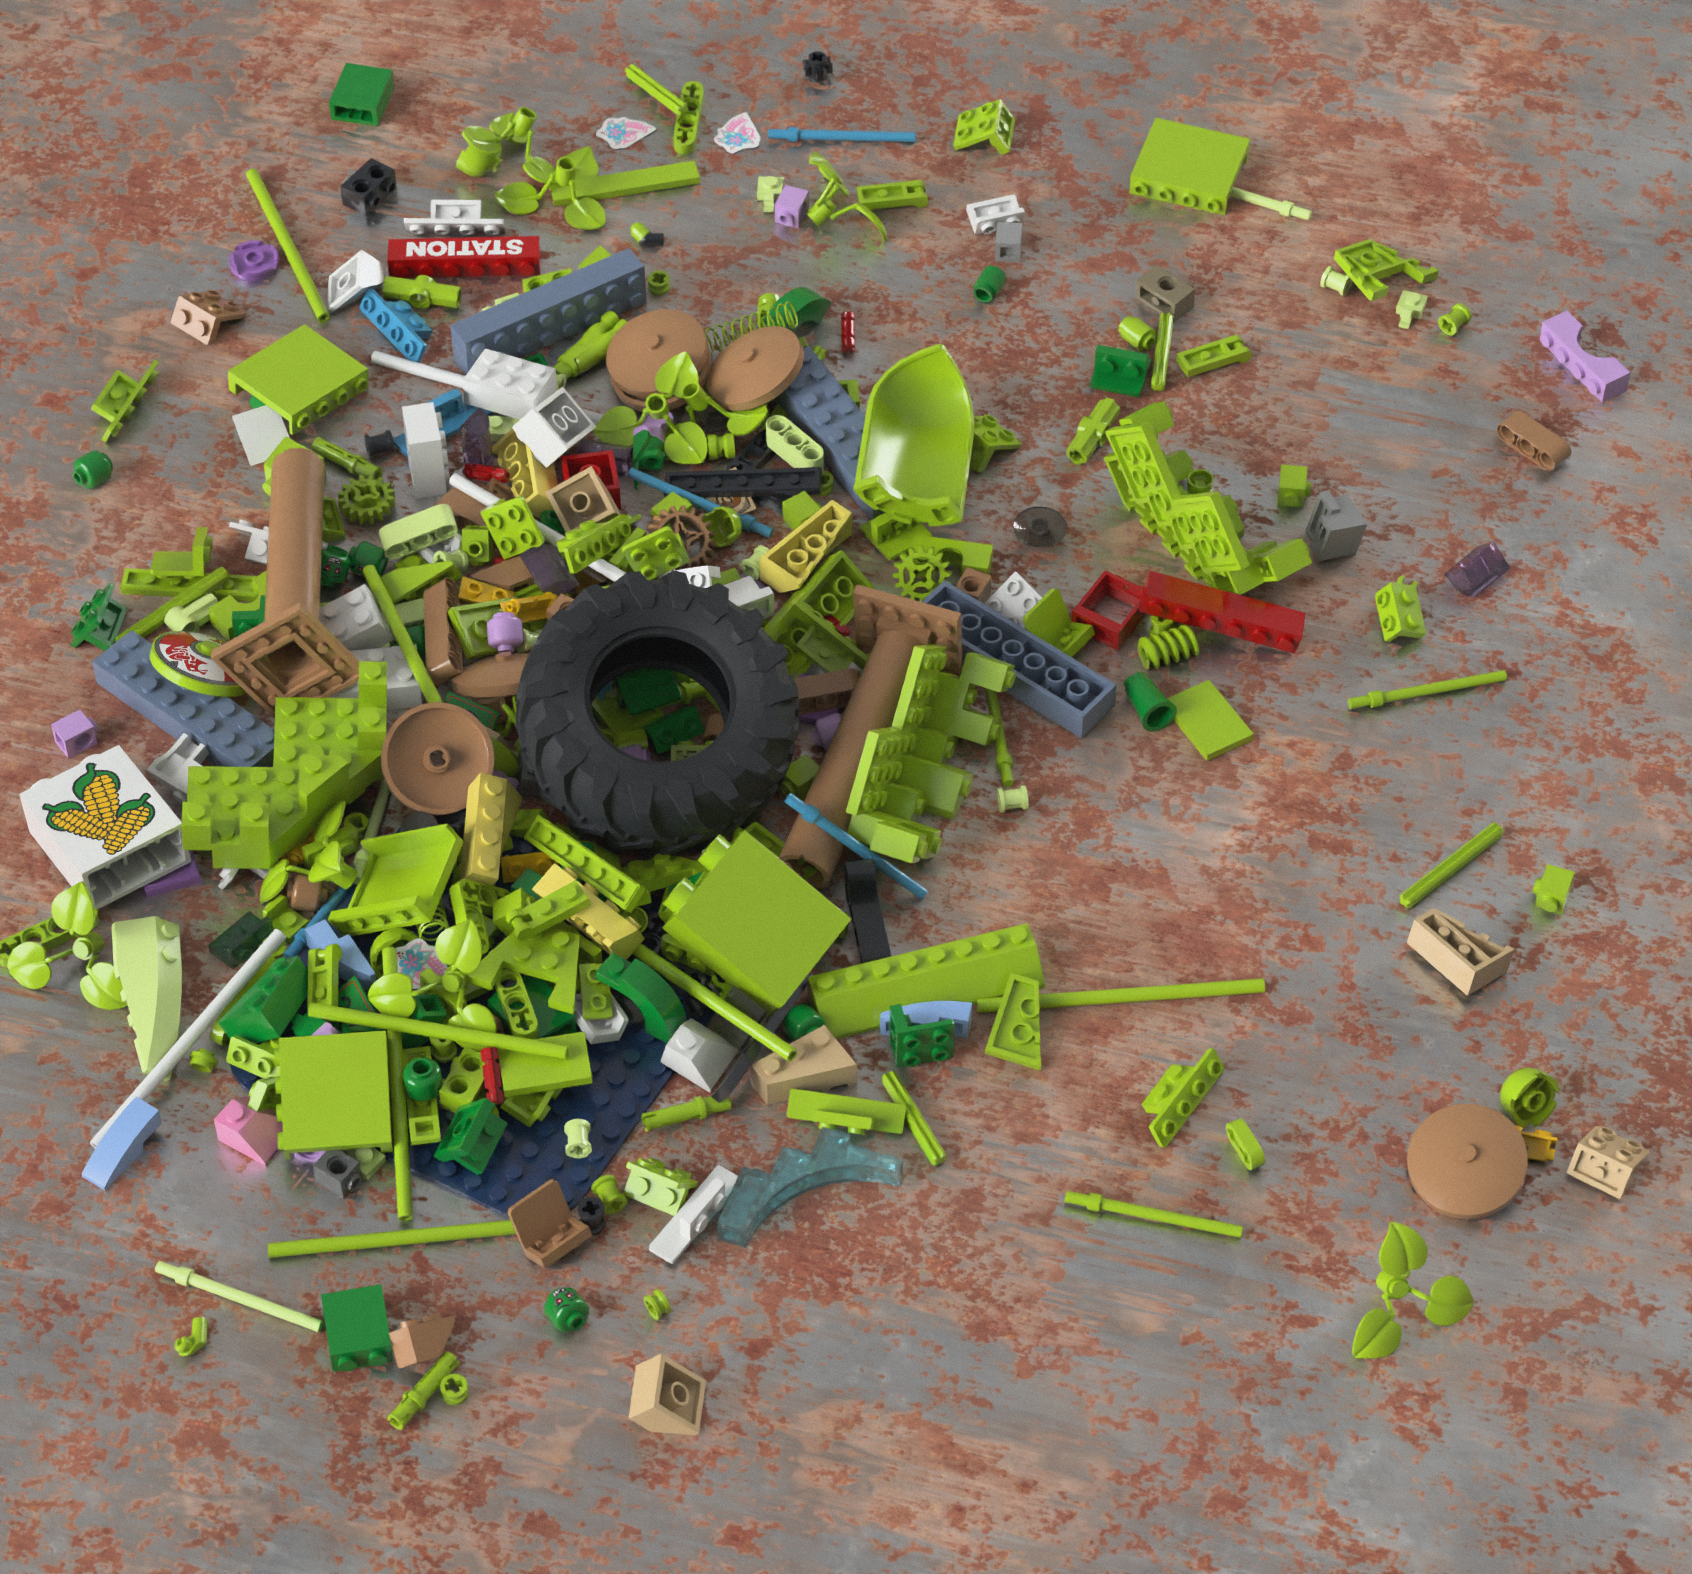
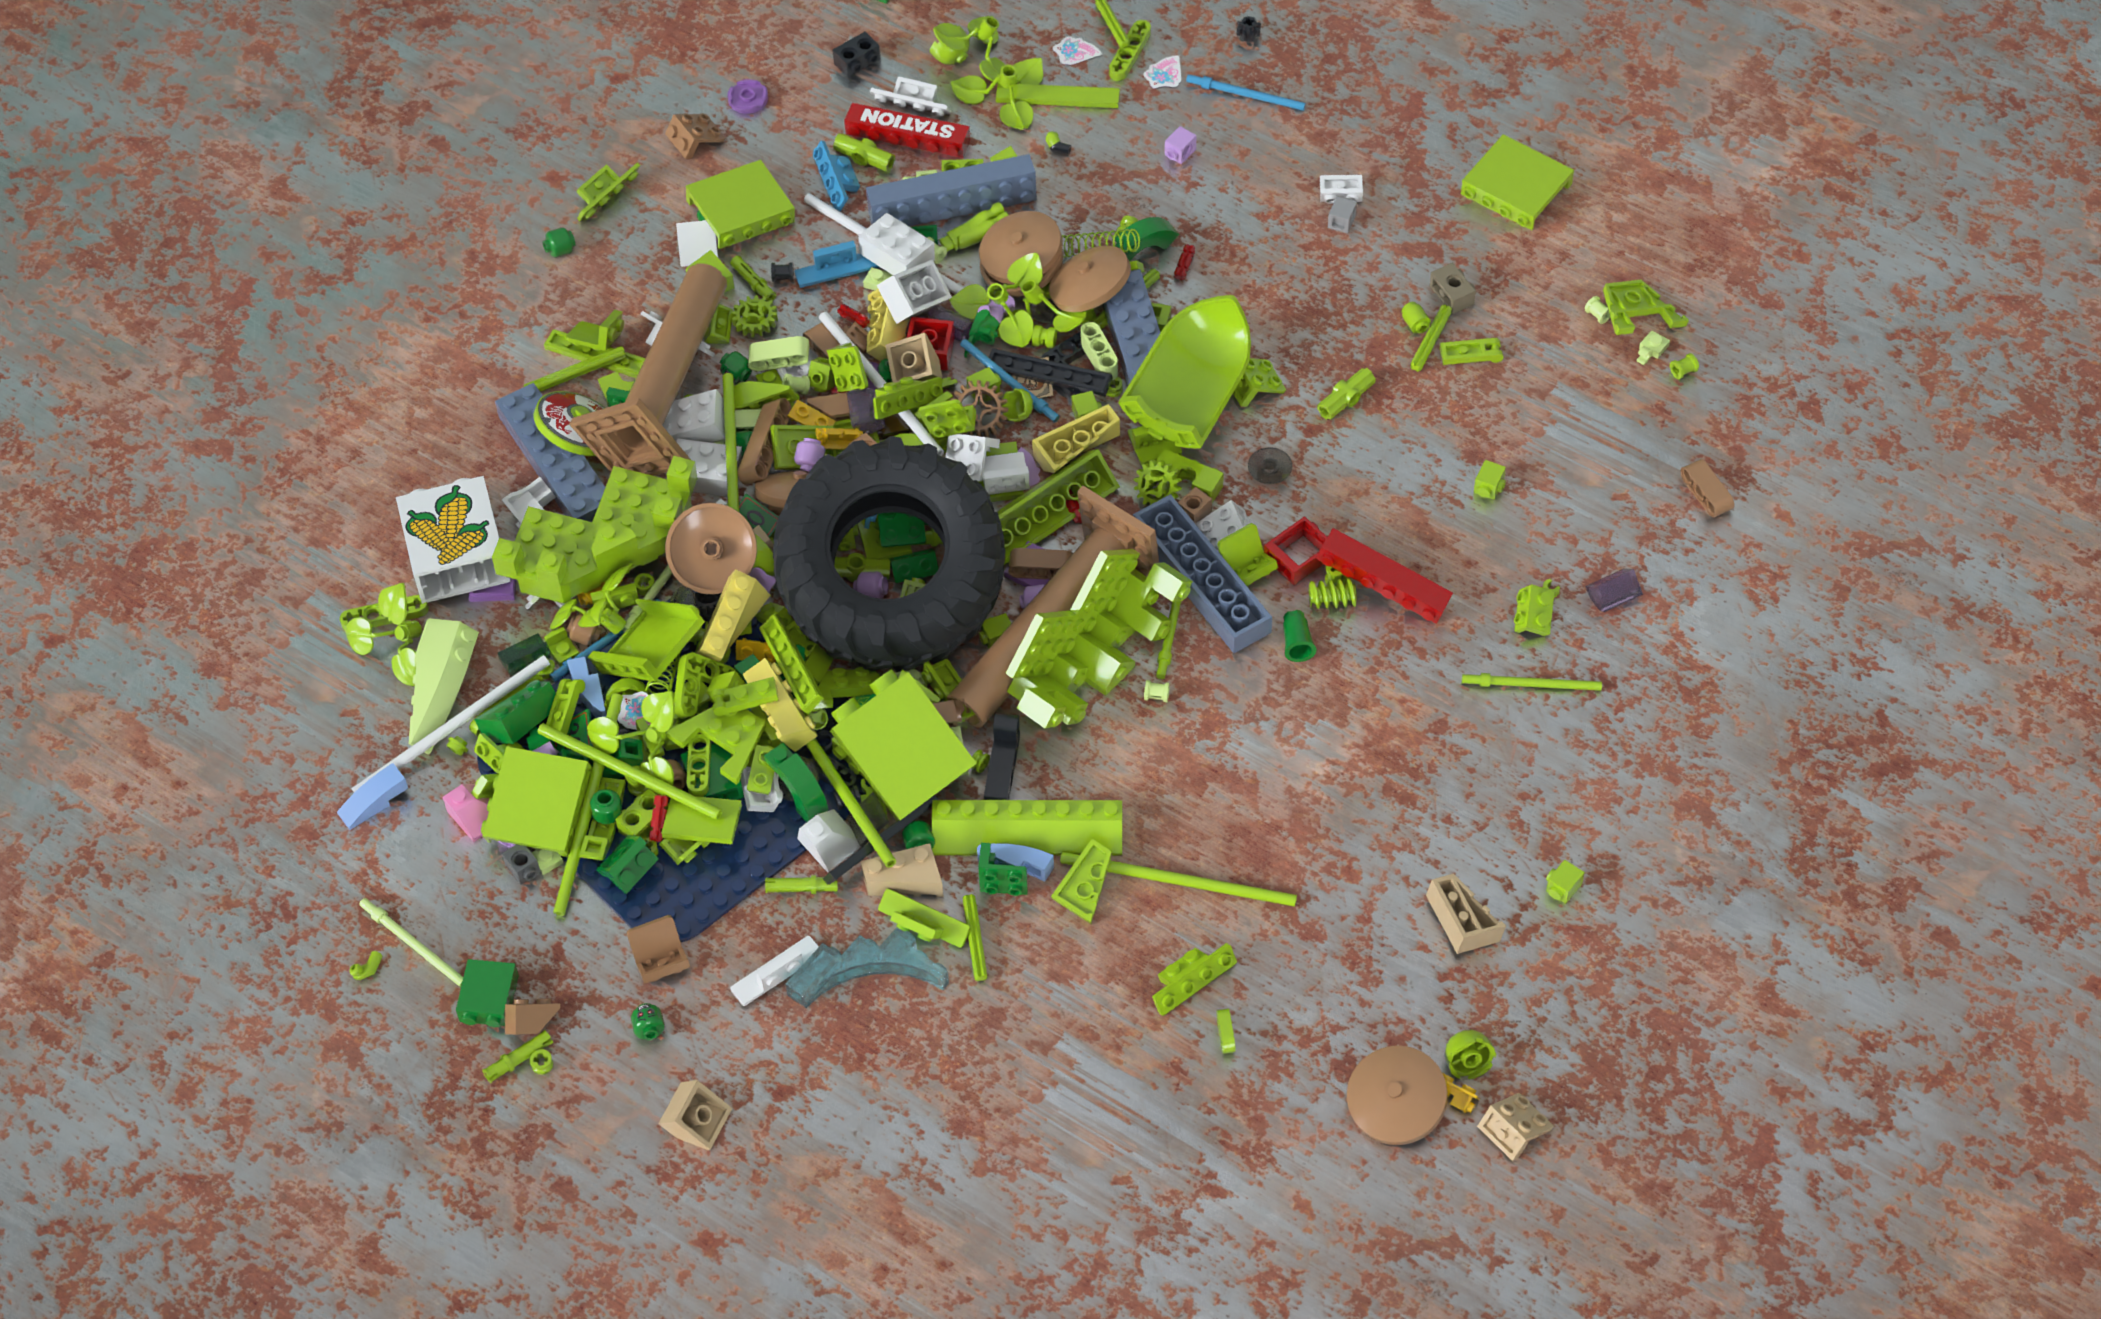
camera: 20 degrees right, 5 degrees up
(75, 733) = (464, 455): lavender brick -> none
(99, 620) = (517, 368): green bracket -> none
(192, 616) = (585, 382): yellowish green piece -> none
(288, 246) = (777, 85): lime piece -> none
(334, 565) = (706, 365): green head -> none
(352, 281) = (812, 130): white slope -> none
(390, 1238) = (538, 926): lime piece -> none
(425, 450) = (808, 286): white brick -> none
(477, 439) = (854, 287): brick -> none
(577, 1138) = (708, 885): yellowish green bush -> none
(591, 1213) = (695, 950): black bush -> none
(606, 1189) = (716, 936): lime bush -> none
(657, 1185) = (756, 938): lime bracket -> none
(657, 1304) = (717, 1036): lime bush -> none
(658, 288) = (1051, 191): lime bush -> none
(751, 566) = (1026, 442): yellowish green bush -> none
(769, 190) = (1168, 125): yellowish green plate -> none
(811, 814) = (979, 667): dark azure bar -> none
(824, 207) = (1204, 152): lime plant -> none
(824, 644) = (1055, 525): lime bracket -> none
(893, 195) = (1265, 153): lime plate -> none
(985, 122) = (1367, 108): lime bracket -> none
(989, 284) = (1312, 247): green brick -> none
(1095, 1202) = (1089, 1047): lime bar -> none
(1119, 371) = (1388, 347): green bracket -> none
(1194, 526) = (1394, 500): lime brick -> none
(1200, 481) = (1413, 462): lime wheel -> none
(1209, 720) = (1342, 664): lime tile -> none
(1285, 208) = (1582, 235): yellowish green bar -> none
(1335, 526) = (1508, 524): light grey plate -> none
(1399, 1253) = (1296, 1165): lime plant -> none
(1451, 865) = (1489, 838): lime axle -> none
(1600, 375) = (1788, 445): lavender arch -> none

